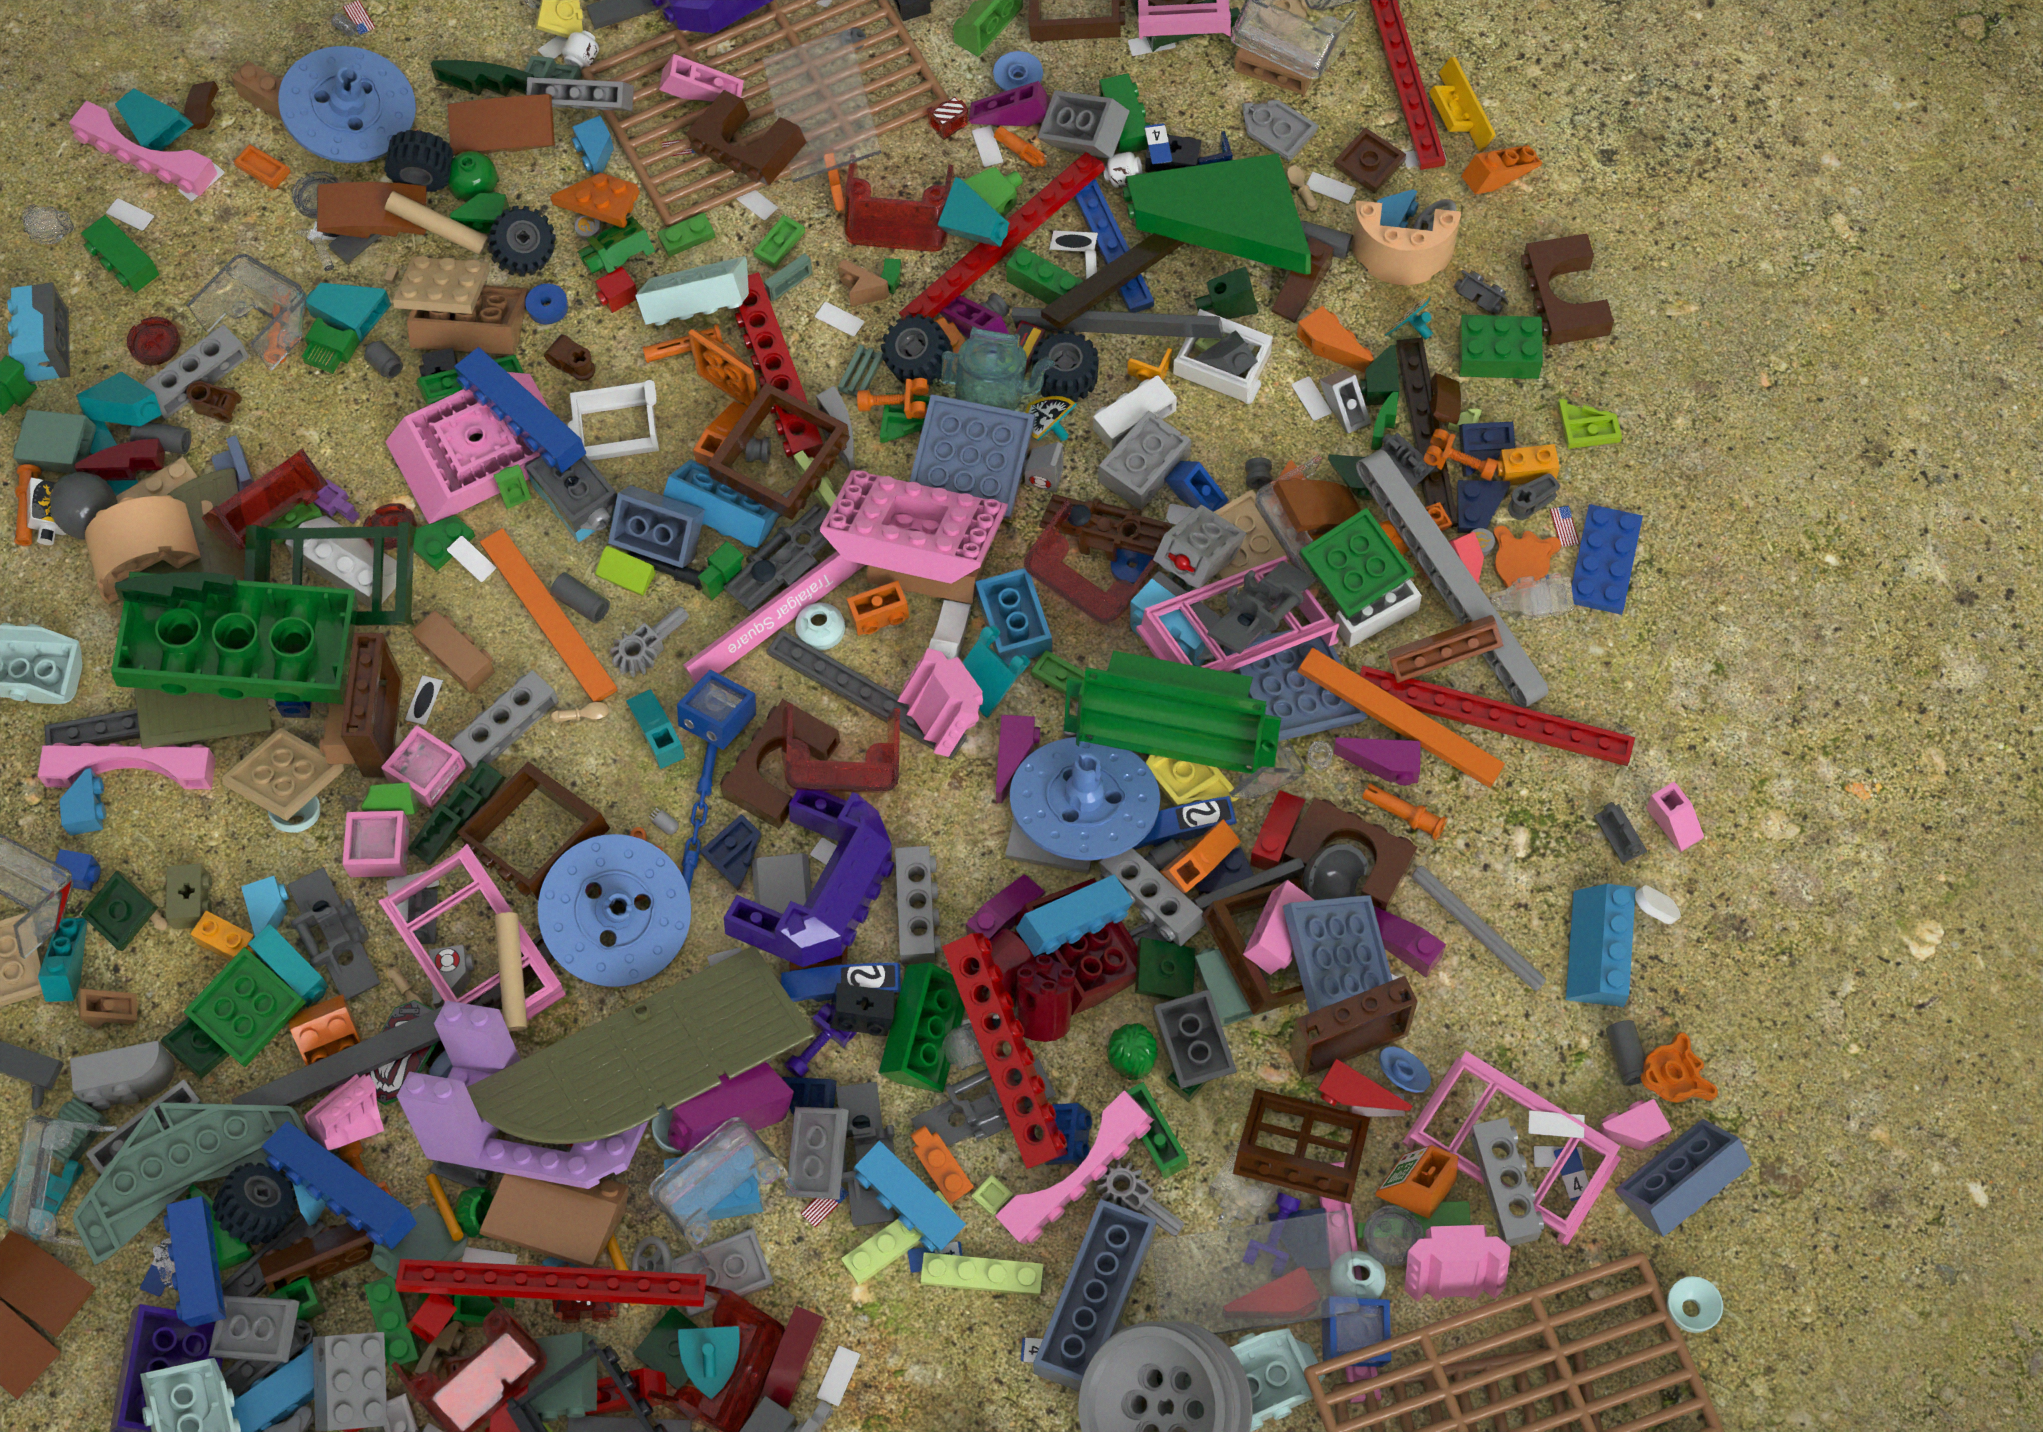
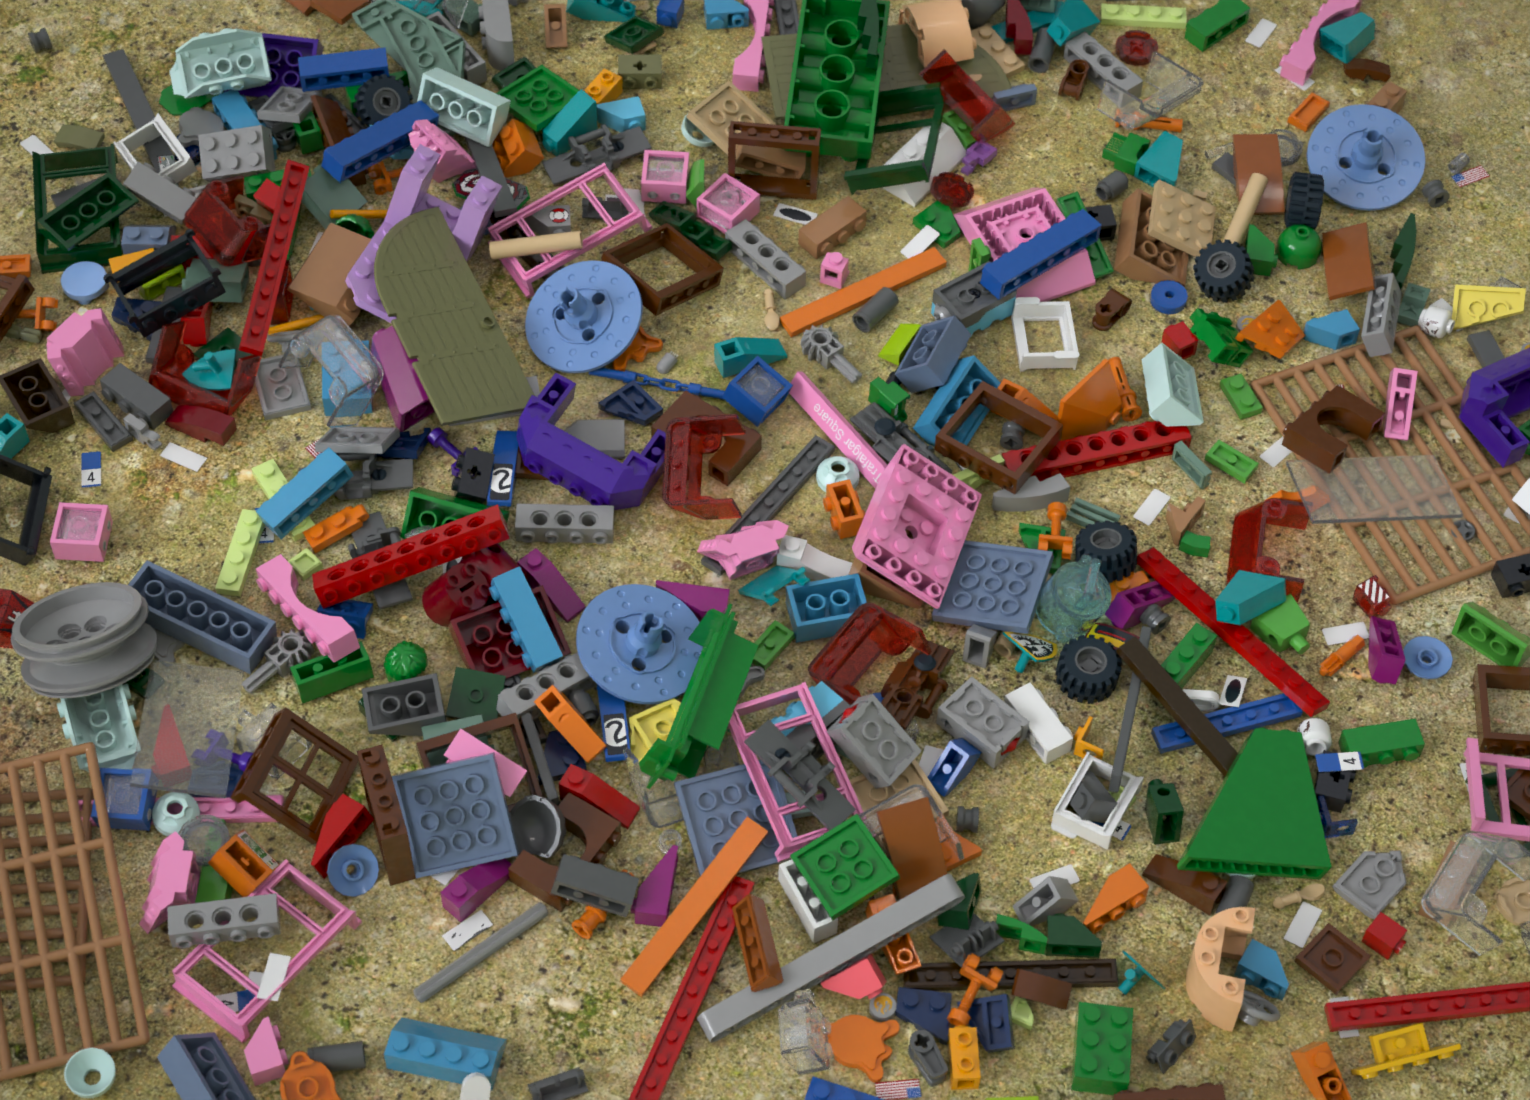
camera: 90 degrees right, 10 degrees down
(100, 334) = (1143, 16): none -> yellowish green plate
(269, 1092) = (464, 105): none -> light aqua slope
(393, 45) = (1435, 193): none -> dark grey wheel
(521, 644) = (837, 264): none -> bright pink brick
(1083, 123) = (1358, 698): light grey brick -> none
(1340, 116) = (1385, 936): none -> red brick
(1400, 809) = (595, 885): none -> dark grey brick
(1454, 951) = (467, 930): none -> white sticker

